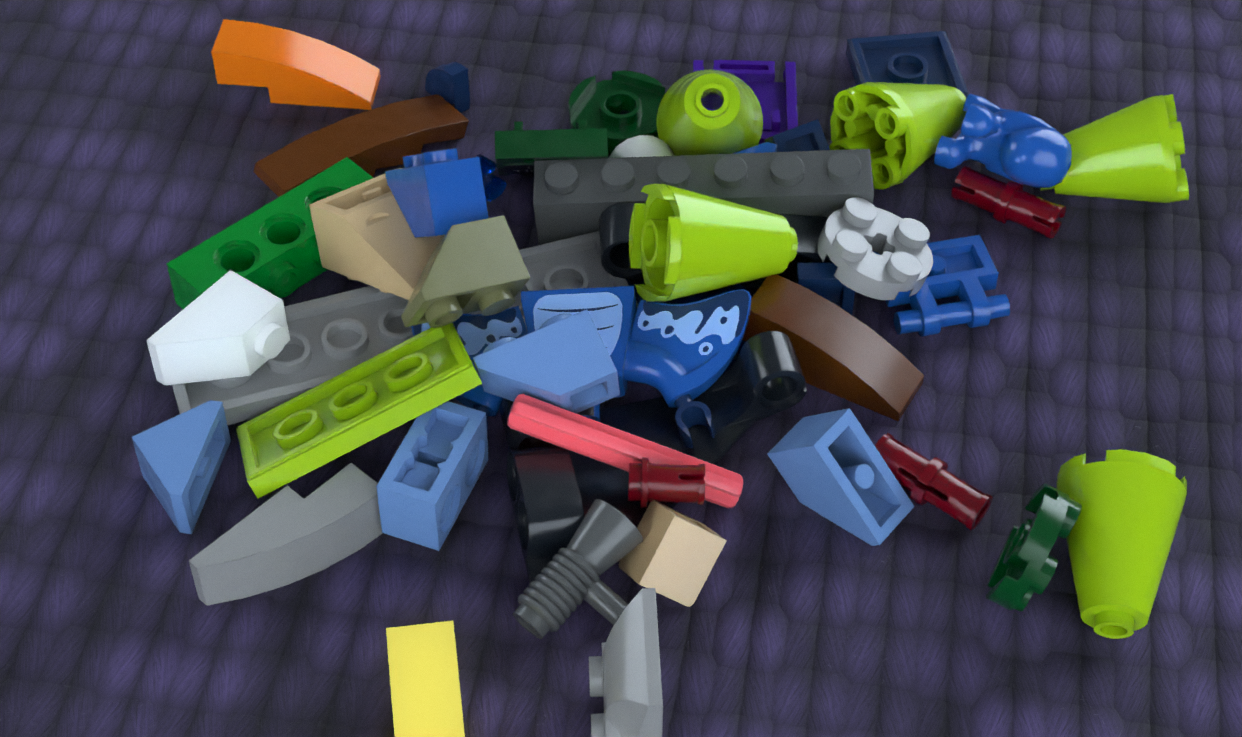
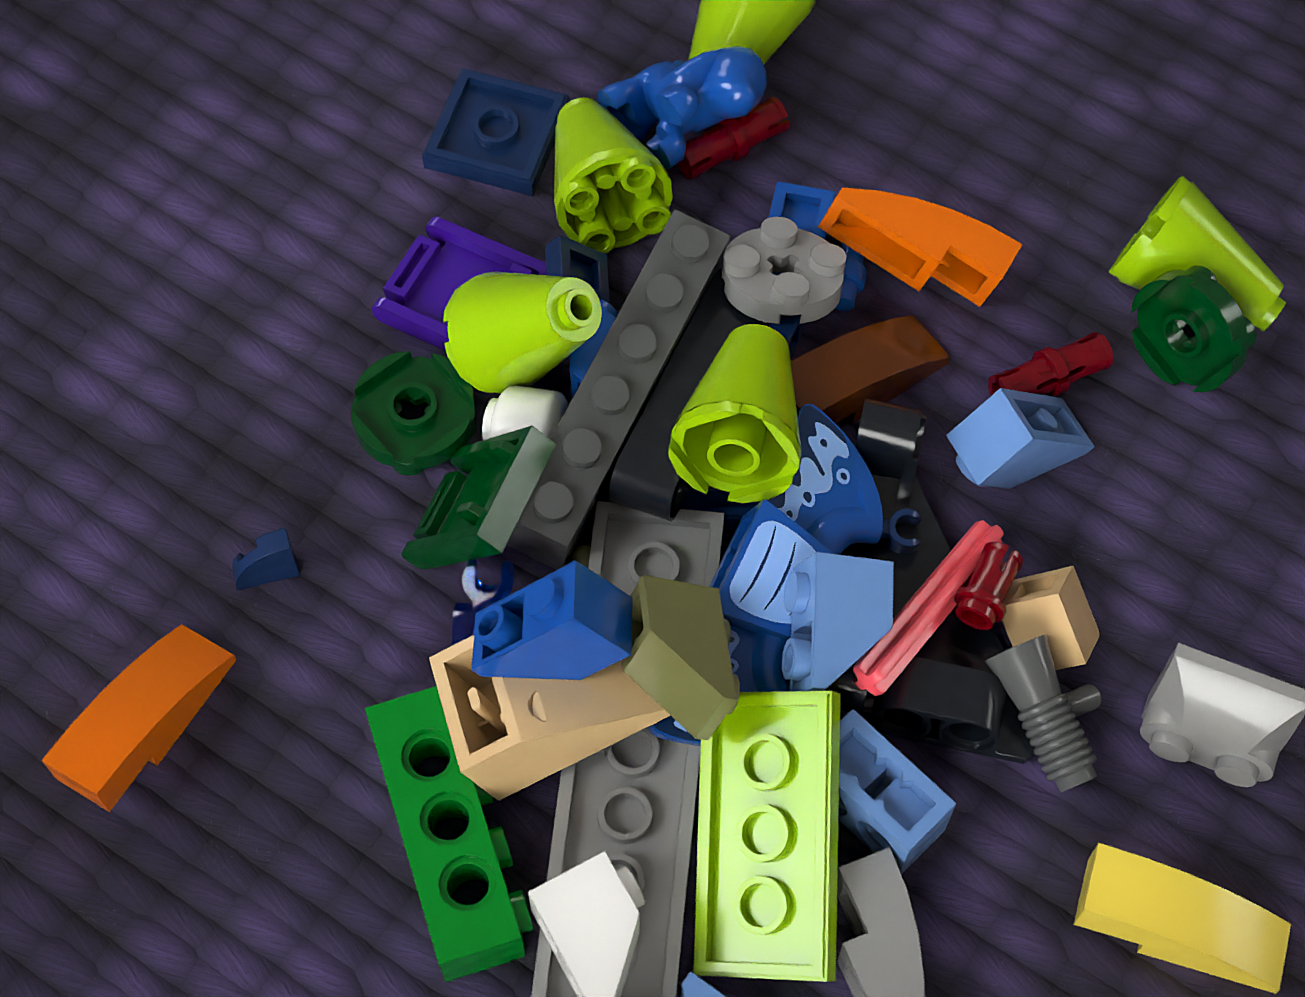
camera: 65 degrees left, 15 degrees up
(368, 138) = (327, 692): reddish brown slope -> none
(986, 340) = (921, 241): none -> orange slope

